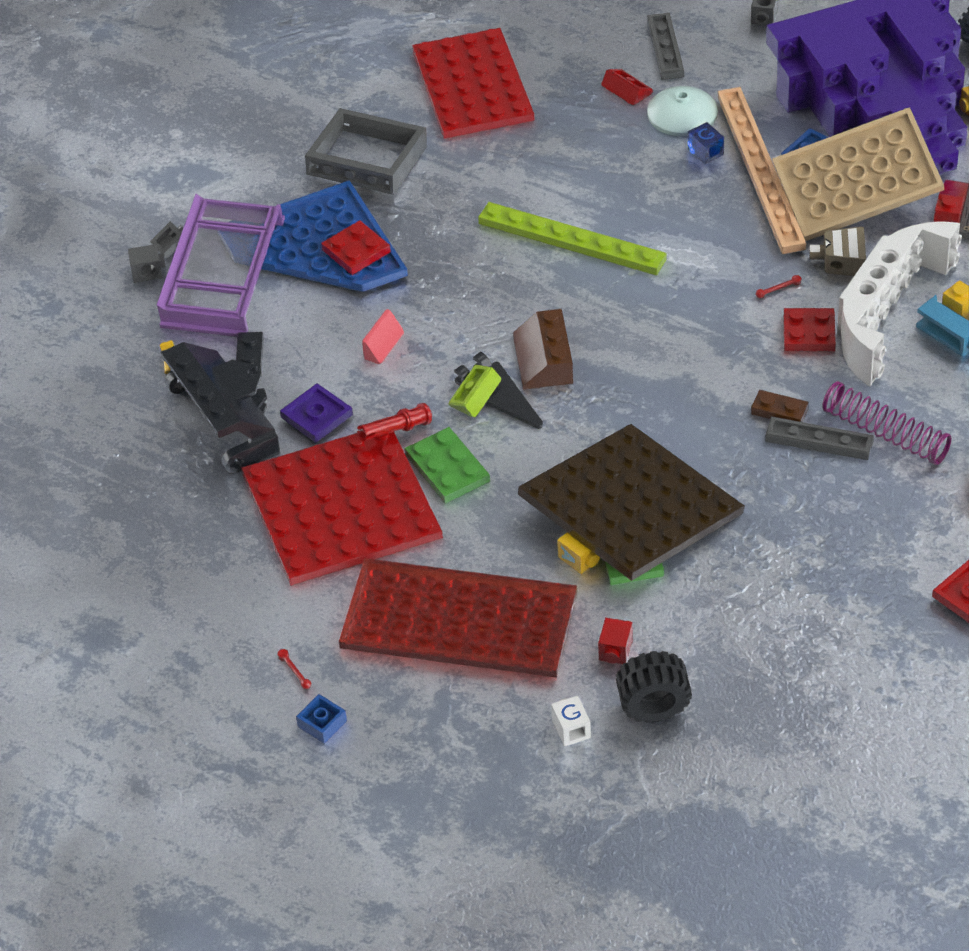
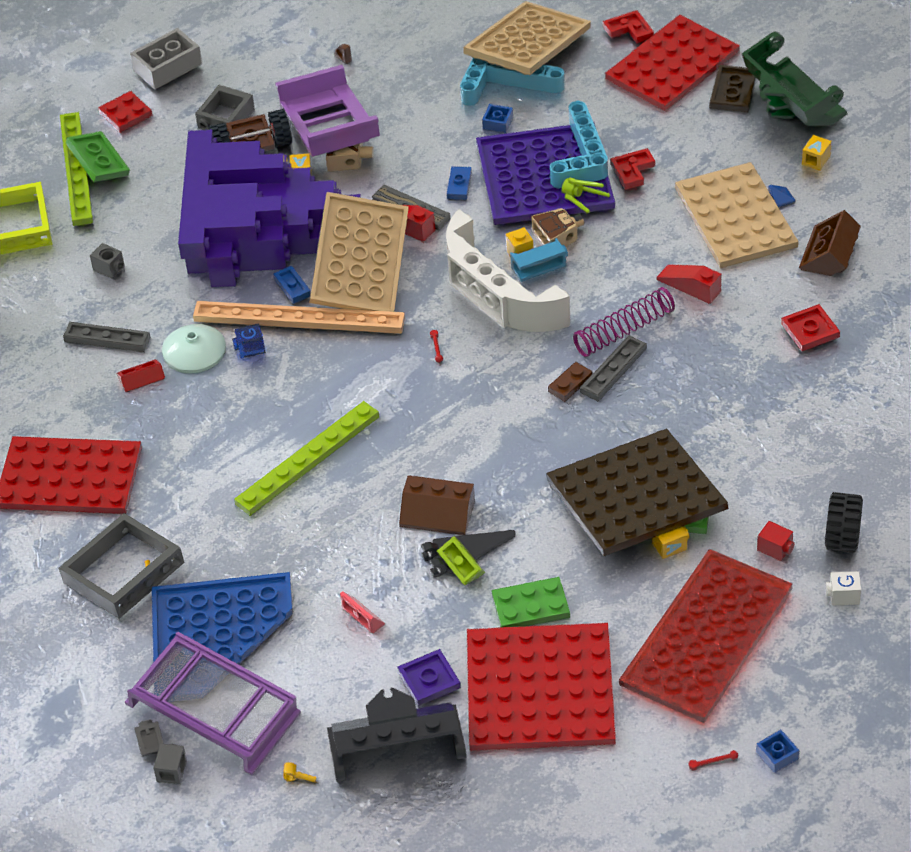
camera: 70 degrees left, 0 degrees up
(250, 349) = (327, 711): black hinge -> none
(356, 247) = (246, 599): red plate -> none
(403, 420) = (484, 636): red pin -> none
(809, 329) = (494, 341): red plate -> none
(842, 251) = (426, 294): dark tan torso -> none

